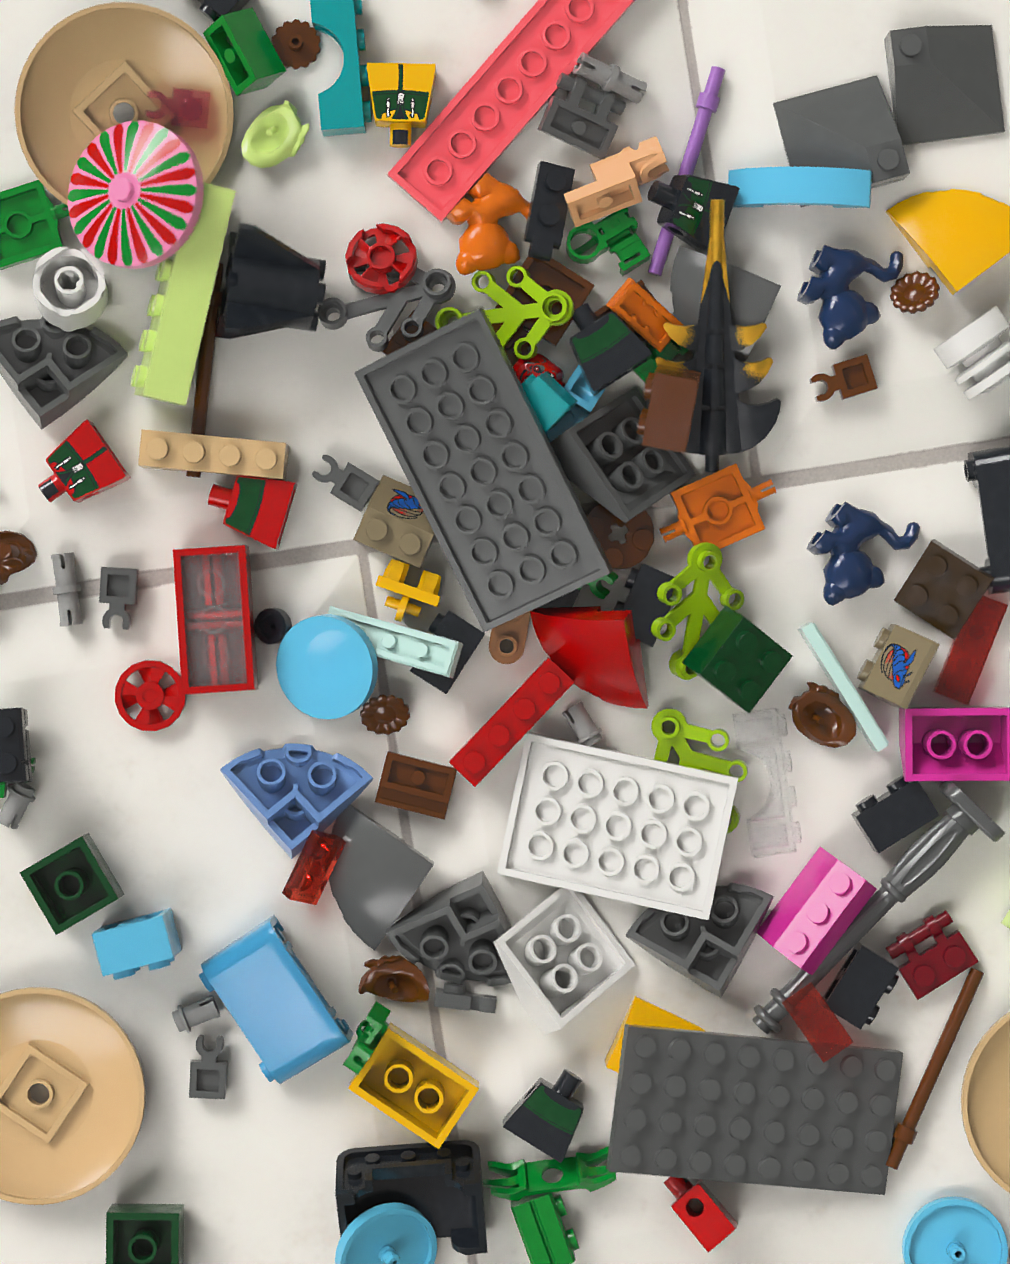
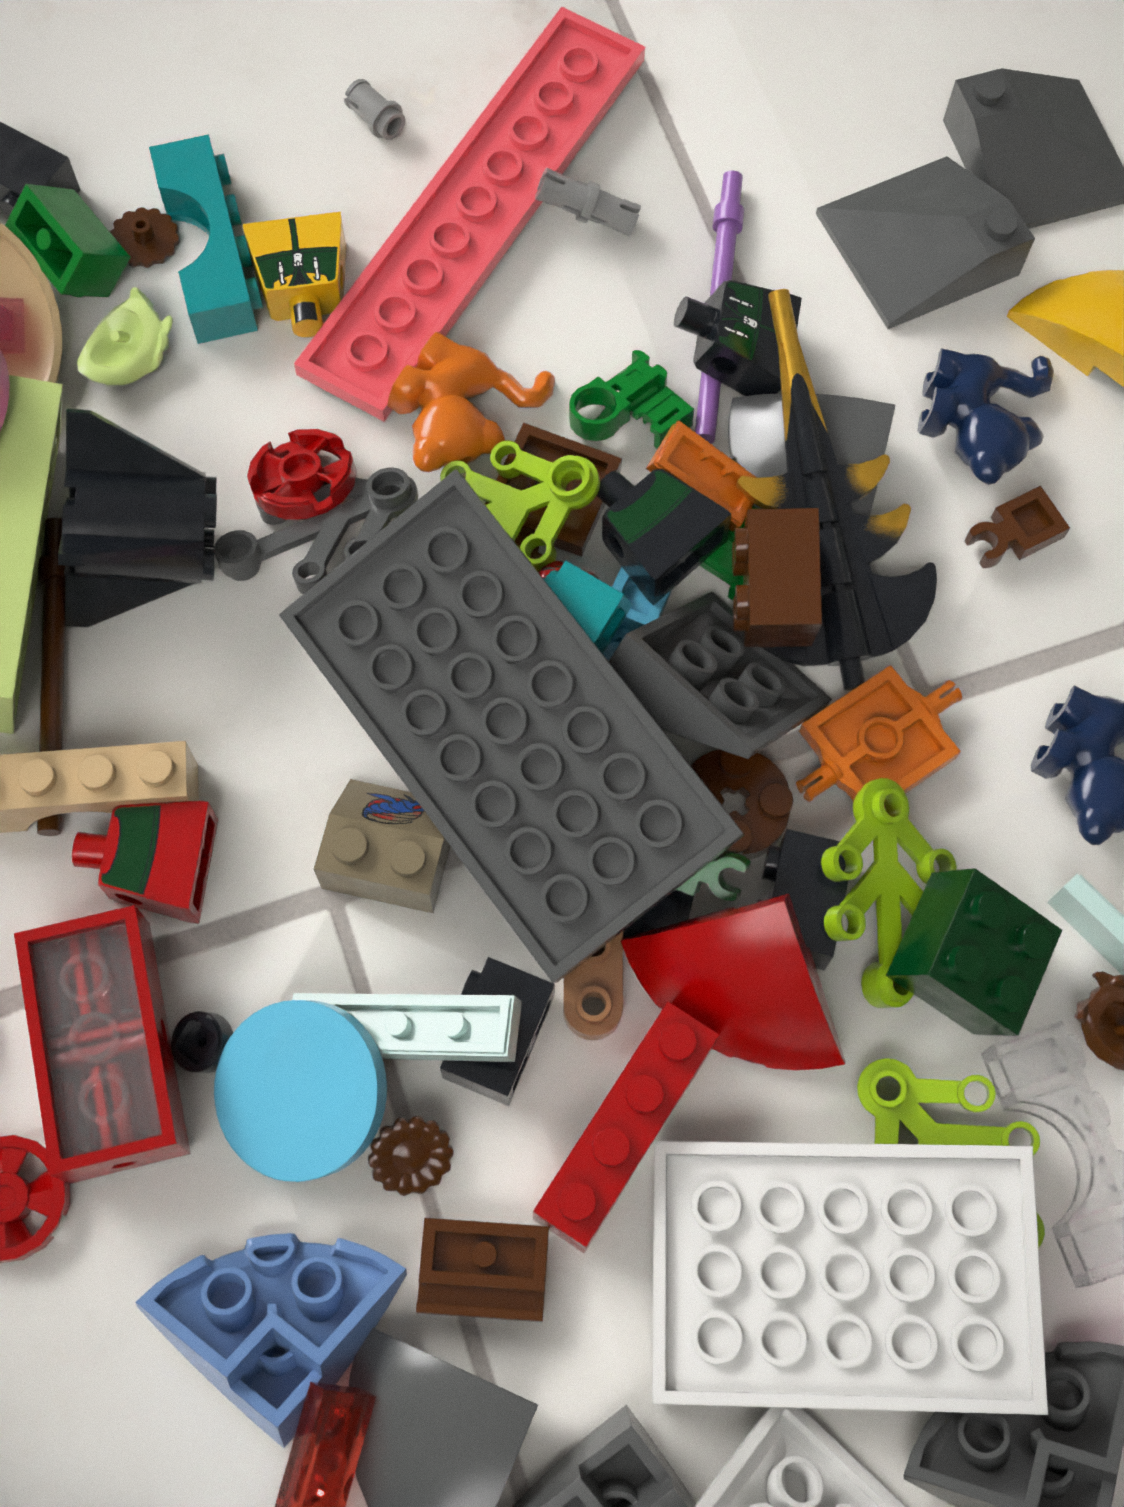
camera: 15 degrees left, 20 degrees down
(350, 485) = (298, 800): dark grey plate -> none
(394, 579) = (392, 936): yellow hips -> none
(548, 209) = (535, 371): black hinge -> none
(577, 126) = (555, 264): dark grey plate -> none
(582, 725) = (744, 1112): light grey pin -> none
(616, 182) = (622, 323): light nougat plate -> none
(802, 186) = (888, 277): medium azure slope -> none
(914, 292) = (1082, 399): reddish brown piece -> none

